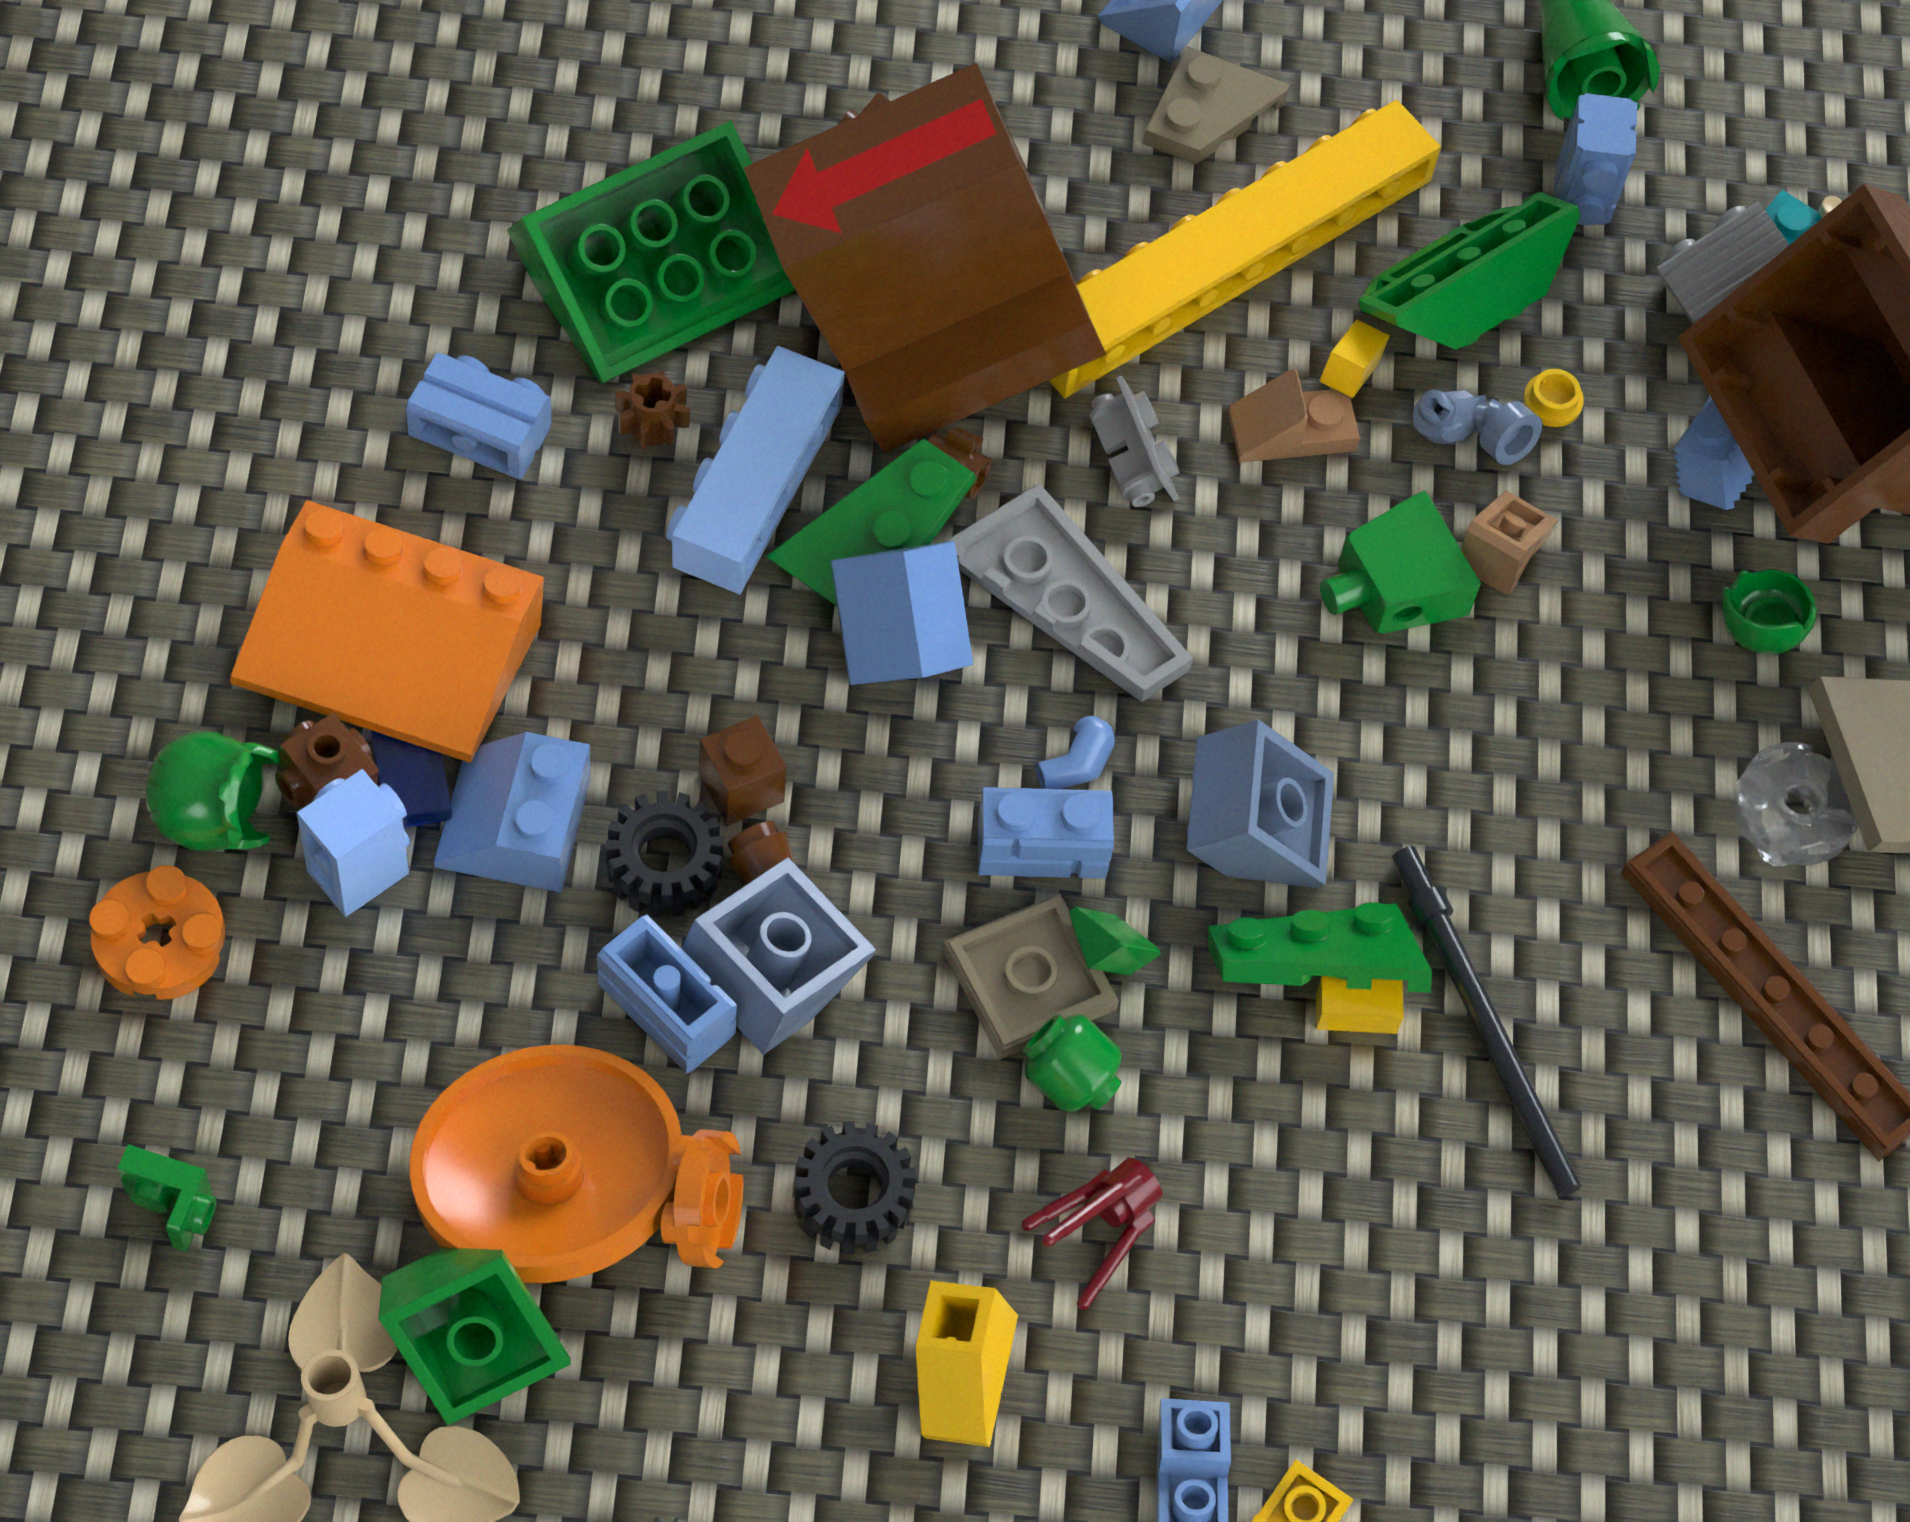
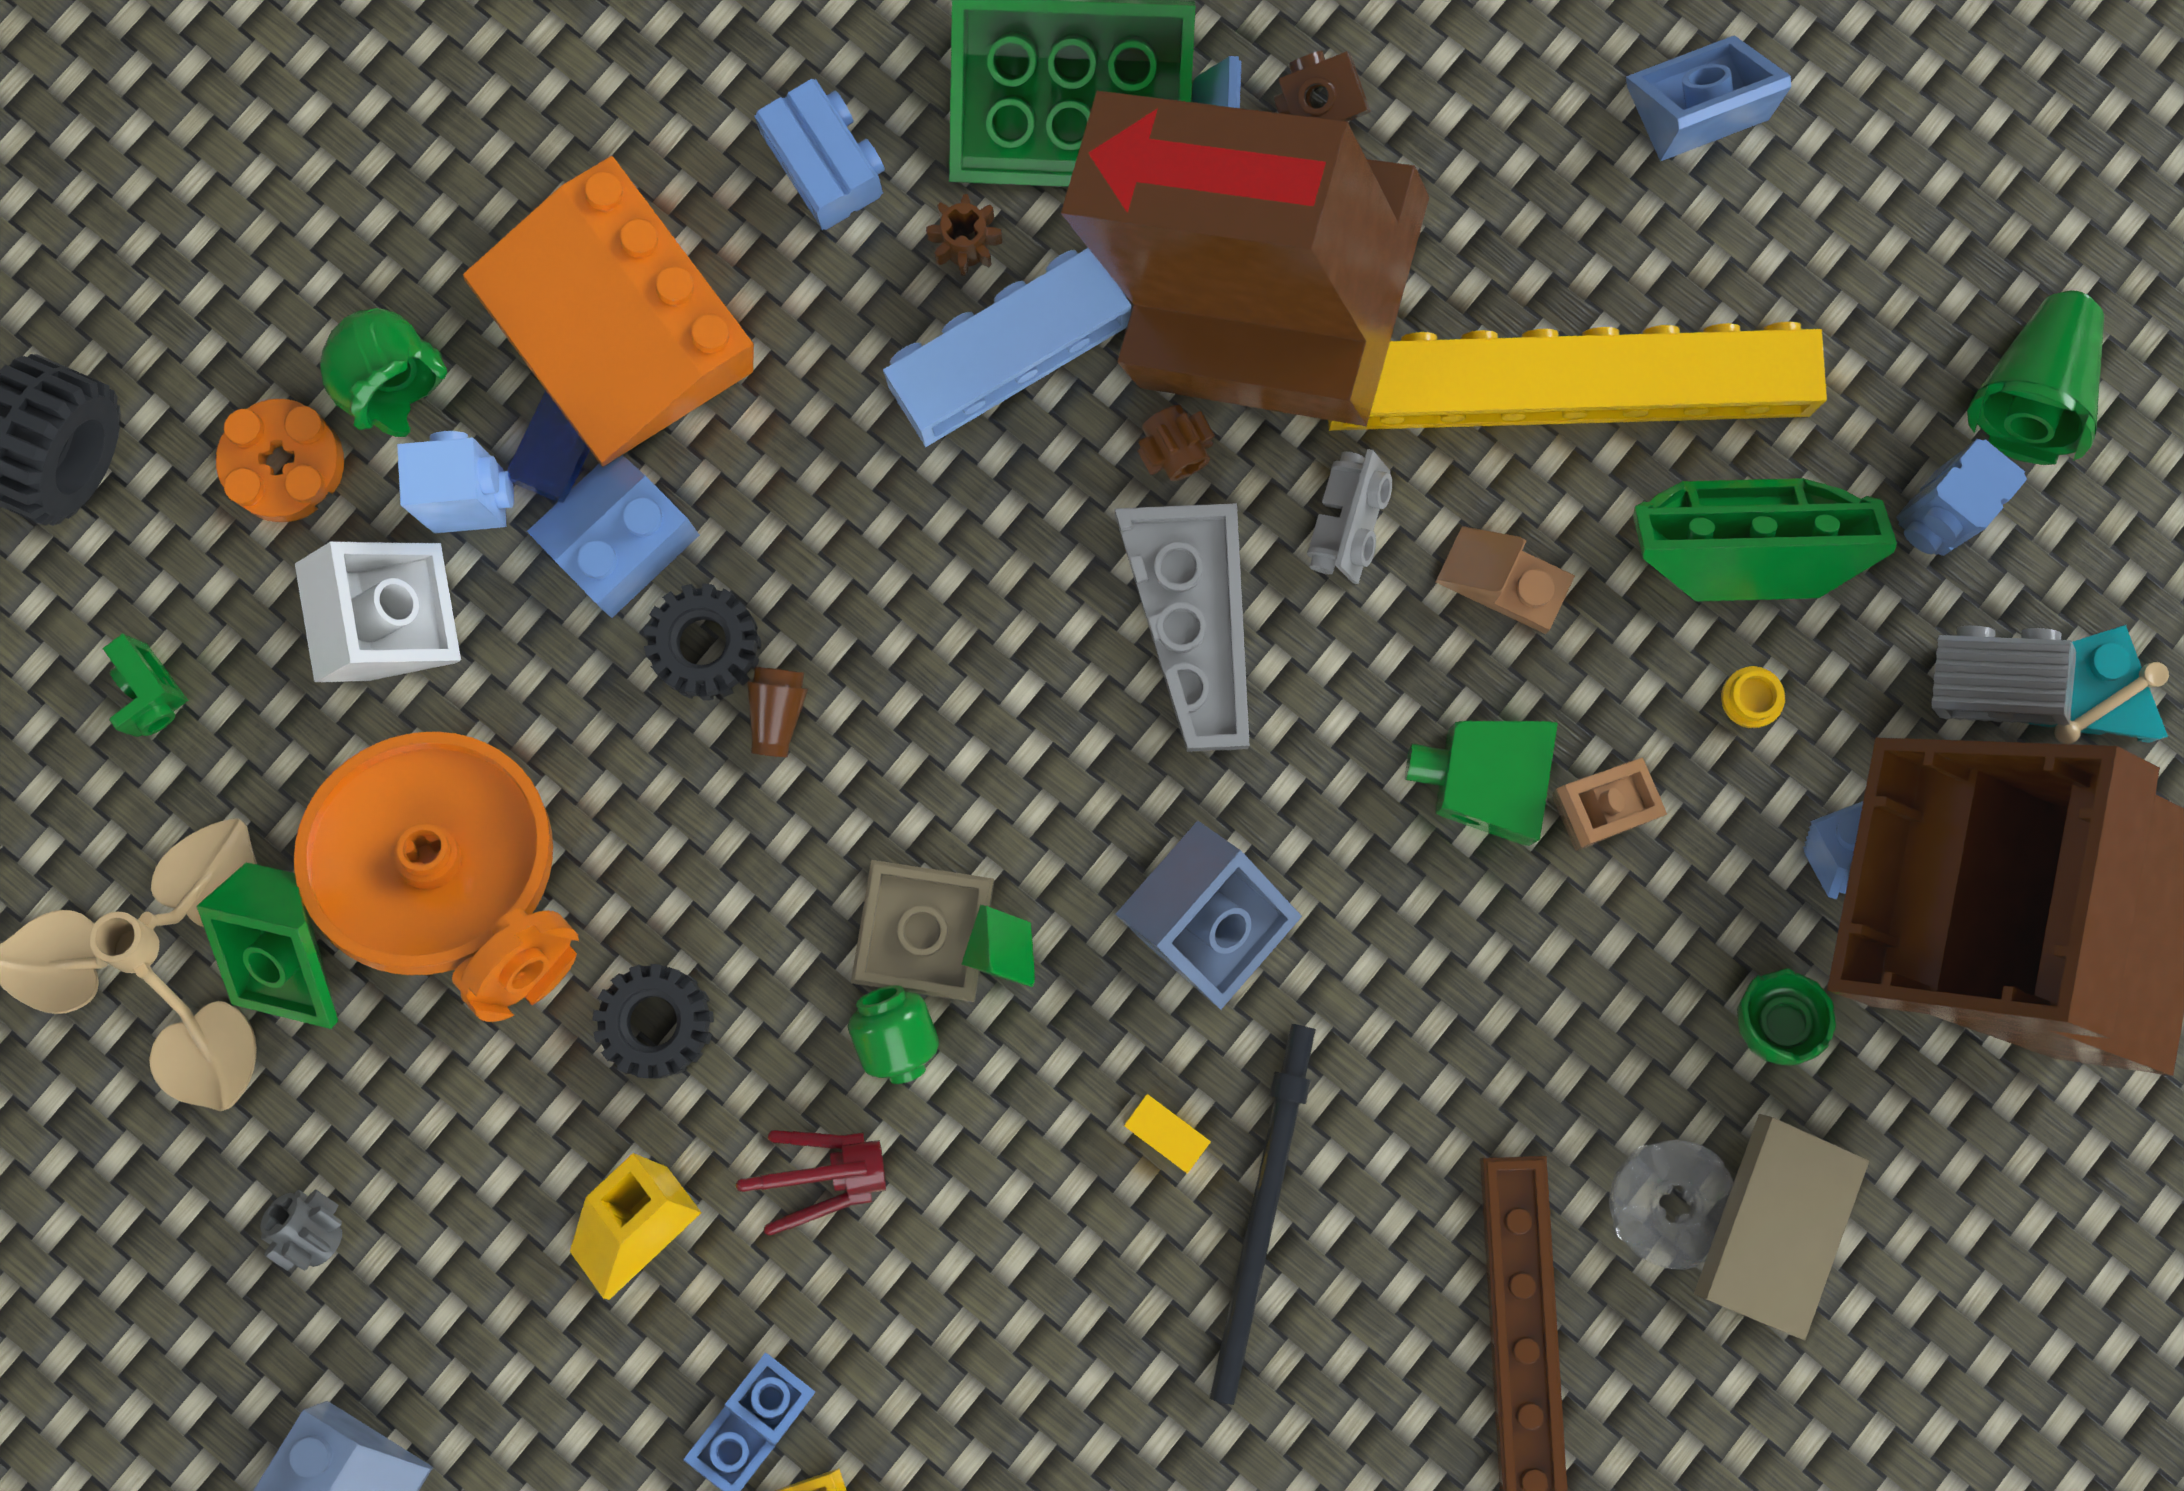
camera: 45 degrees right, 20 degrees up
(318, 755) = (493, 421): reddish brown brick -> none
(345, 1000) = (376, 610): none -> white slope
(666, 993) = (610, 769): medium blue brick -> none
(742, 770) = (808, 610): reddish brown brick -> none
(777, 952) = (721, 789): sand blue slope -> none
(888, 512) = (1065, 466): green wing -> none
(901, 613) = (1034, 556): medium blue slope -> none
(1045, 832) = (1012, 821): medium blue brick -> none
(1085, 758) = (1101, 773): medium blue arm -> none
(1209, 104) = (1659, 225): dark tan wing -> none
(1339, 943) = (1173, 1072): green wing -> none
(1354, 358) = (1598, 553): yellow piece -> none
(1451, 416) = (1649, 659): sand blue arm -> none

